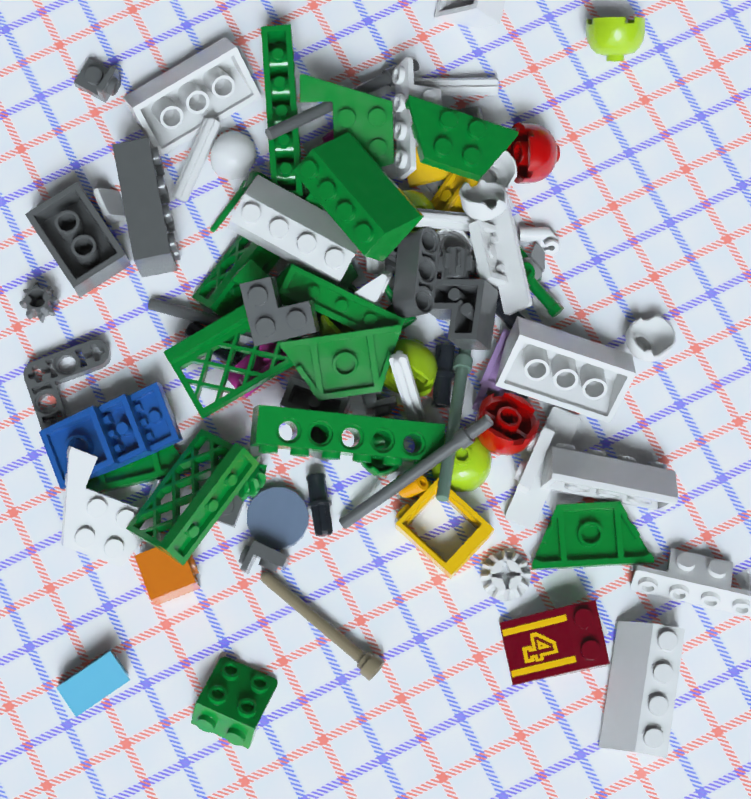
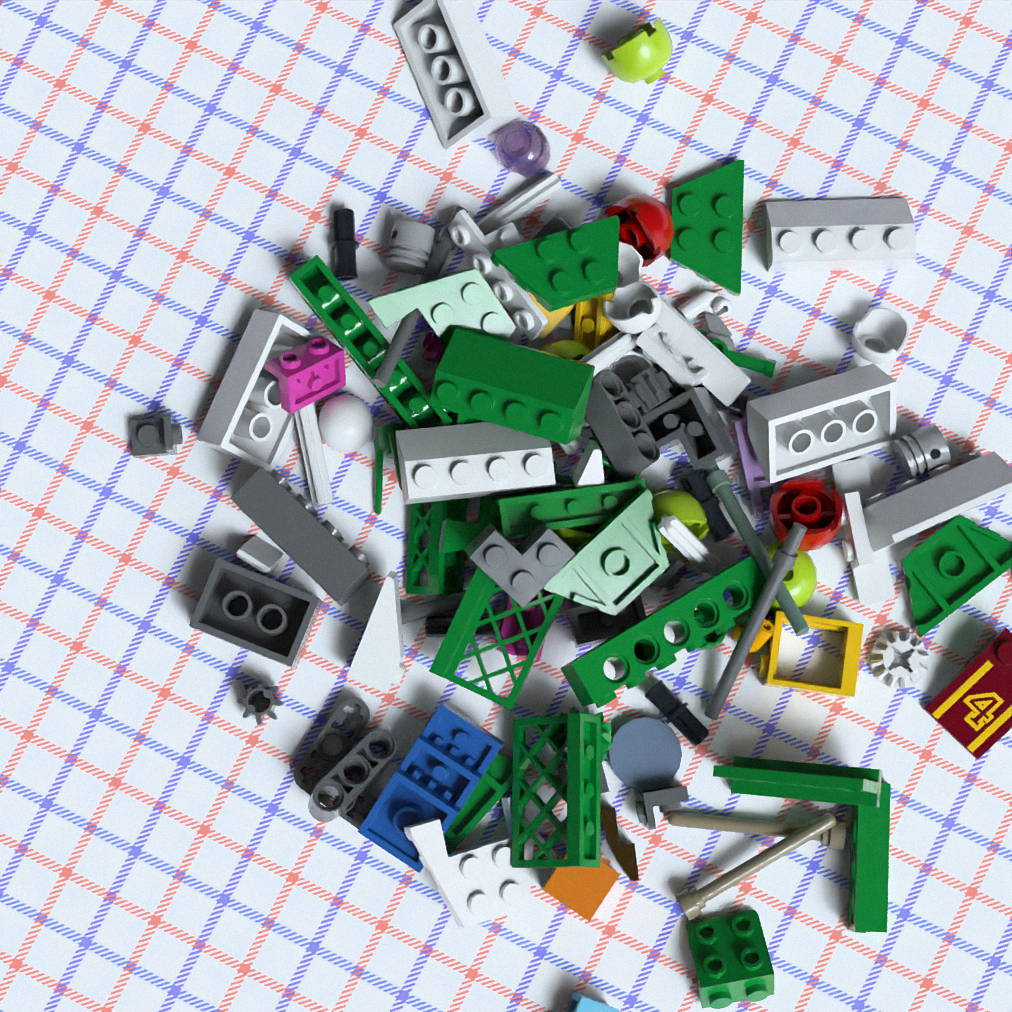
camera: 40 degrees left, 5 degrees up
(74, 382) = (361, 761): none -> dark grey beam
(149, 315) = (382, 644): none -> white slope
(211, 575) = (623, 853): none -> dark brown slope
(229, 101) = (308, 373): none -> dark pink bracket
(238, 642) = (694, 900): none -> dark tan piece
(318, 36) = (345, 245): none -> black axle
(361, 63) = (410, 246): none -> light grey piece
(371, 607) = (803, 781): none -> green fence
(385, 699) = (869, 865): none -> green fence
(488, 50) = (522, 148): none -> clear purple hair
(583, 186) = (710, 226): none -> green wing
(623, 438) = (921, 451): none -> light grey piece
(670, 251) = (839, 235): none -> white slope

